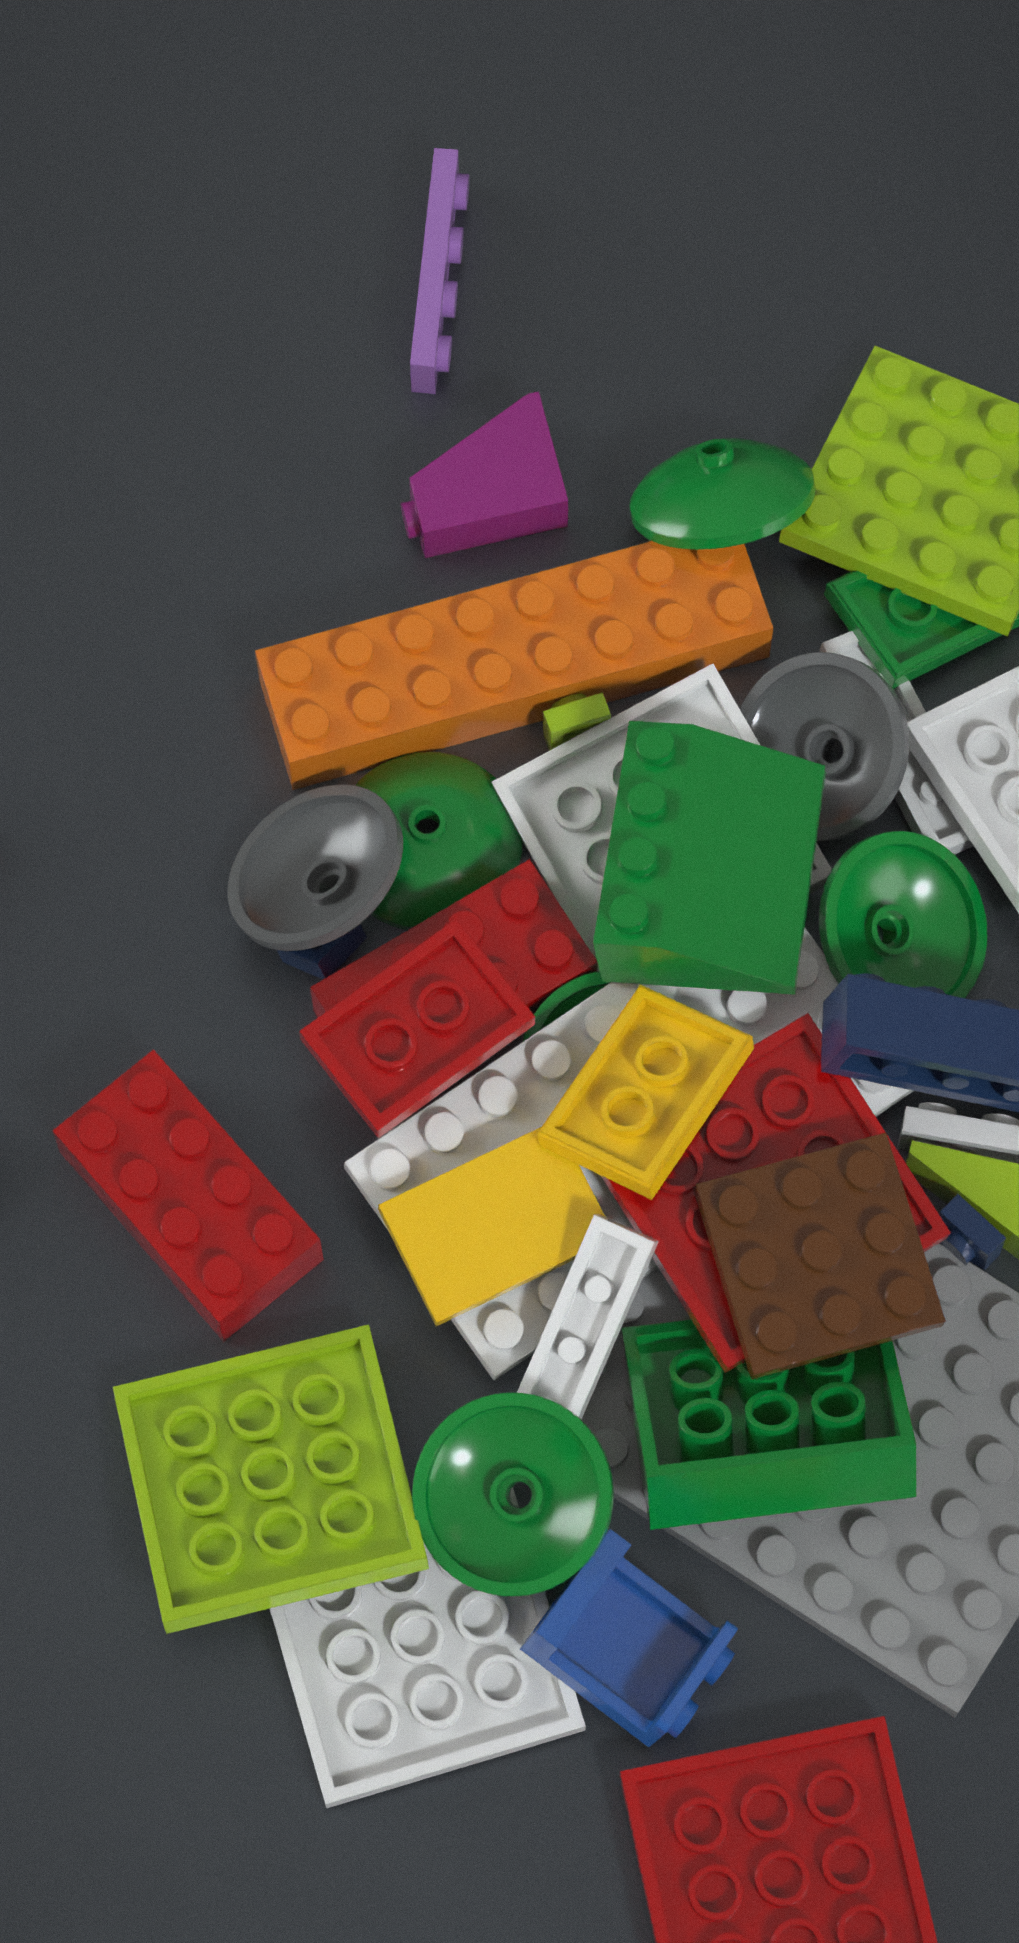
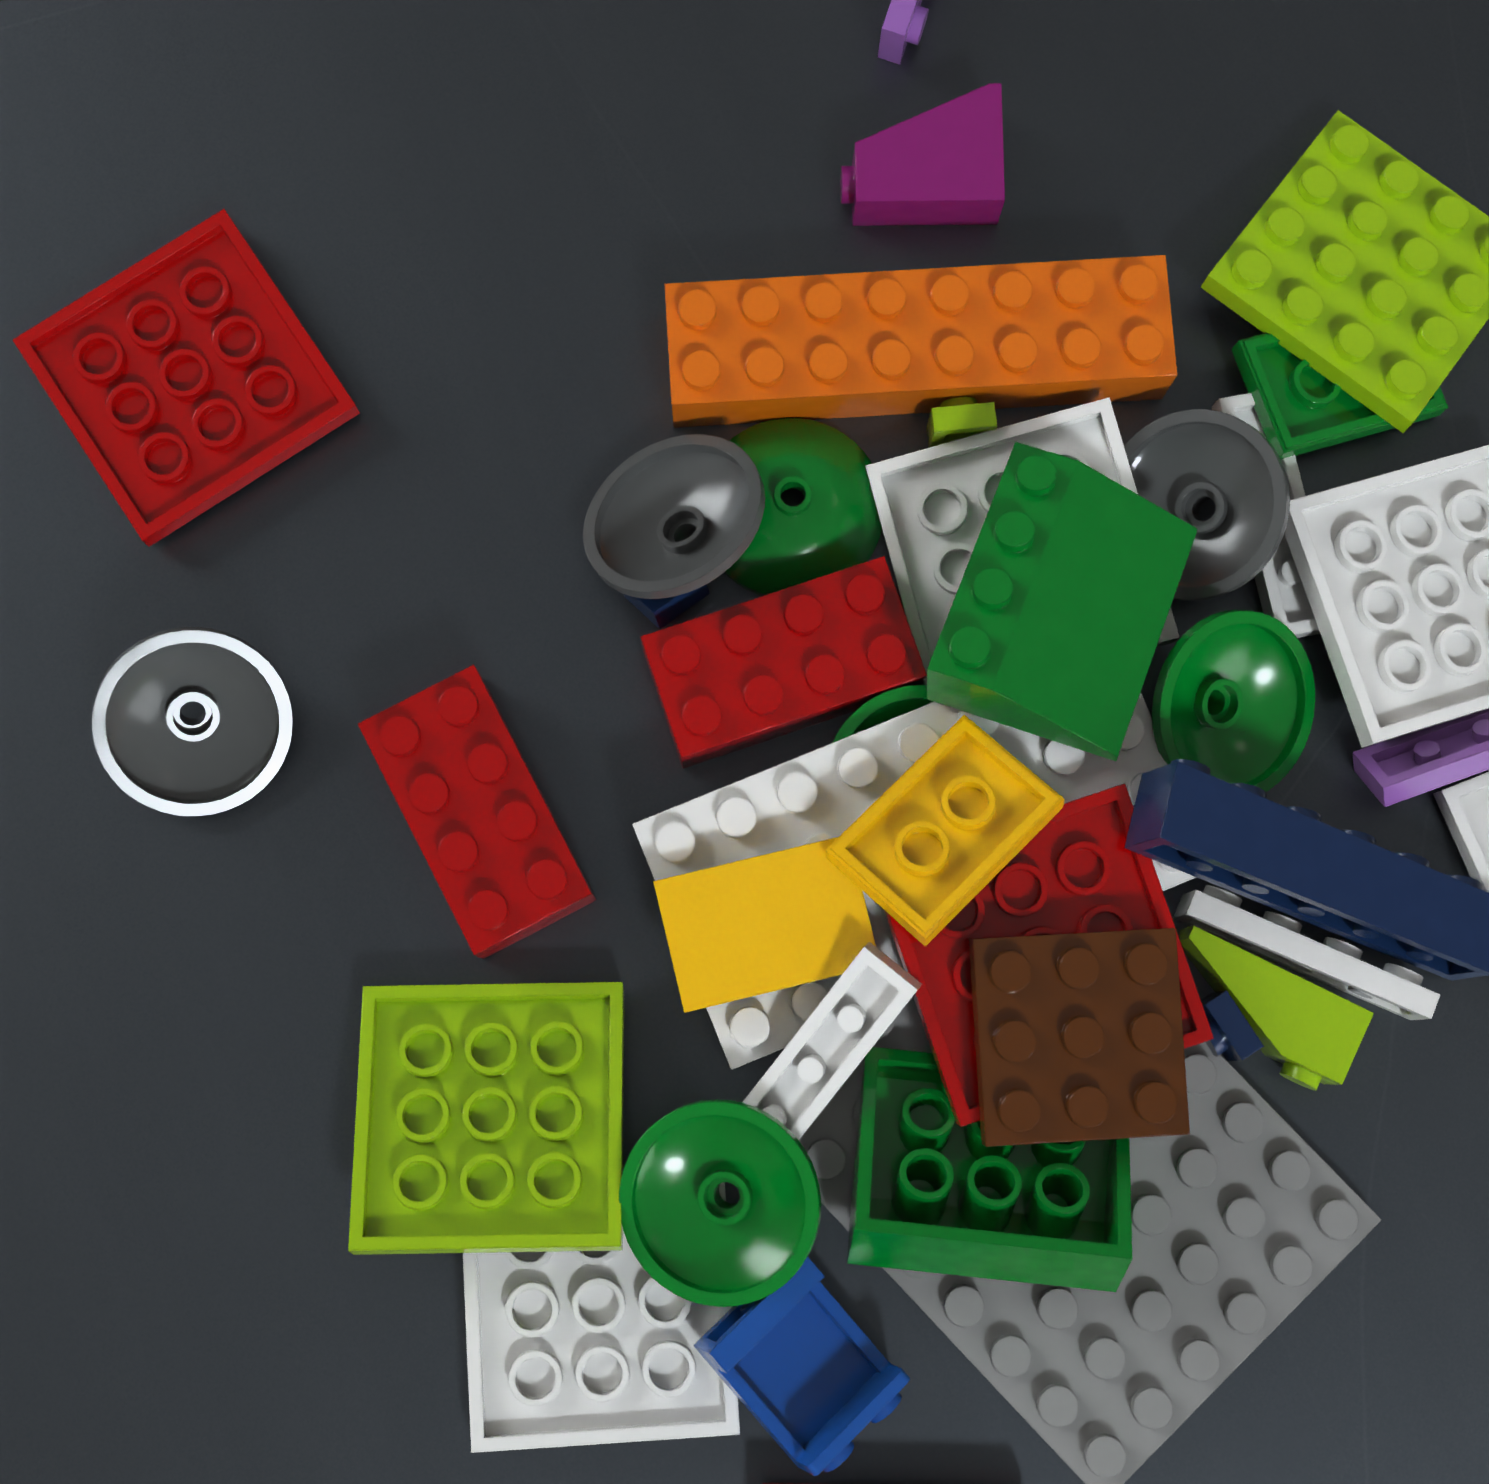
camera: 10 degrees right, 10 degrees up
(417, 1028) = (733, 707): red plate -> none
(722, 494) = (1157, 228): green dish -> none

